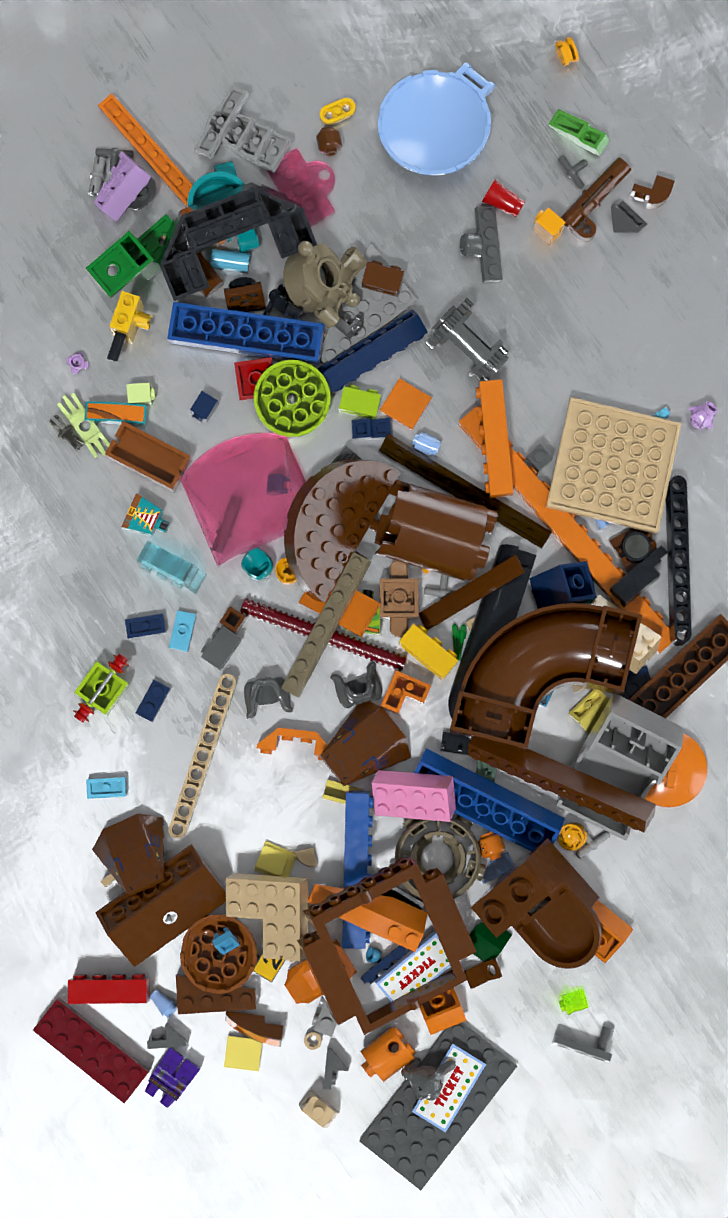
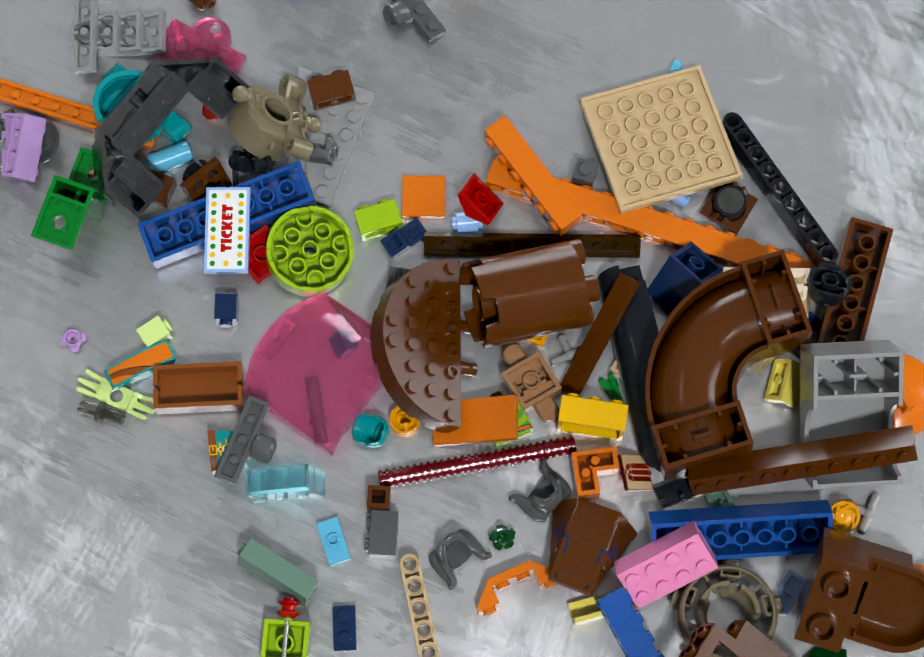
camera: 30 degrees left, 10 degrees down
(125, 322) = (100, 268): yellow piece -> none
(125, 631) = (277, 571): none -> sand green brick
(145, 626) = (299, 552): dark blue plate -> none
(159, 520) = (246, 442): none -> dark grey plate
(237, 347) = (227, 230): none -> tile
(308, 702) = (502, 537): none -> dark green plant
(326, 625) = (475, 449): dark tan plate -> none
(373, 350) = (362, 161): dark blue brick -> none
(435, 712) = (635, 473): none -> piece
(444, 433) = (479, 201): none -> red slope
(452, 327) = (428, 95): dark grey piece -> none
(491, 846) = (772, 571): orange head -> none
(638, 578) = (752, 228): black piece -> none
(666, 657) = (828, 284): none -> black cylinder
(703, 415) = (715, 46): lavender rock -> none

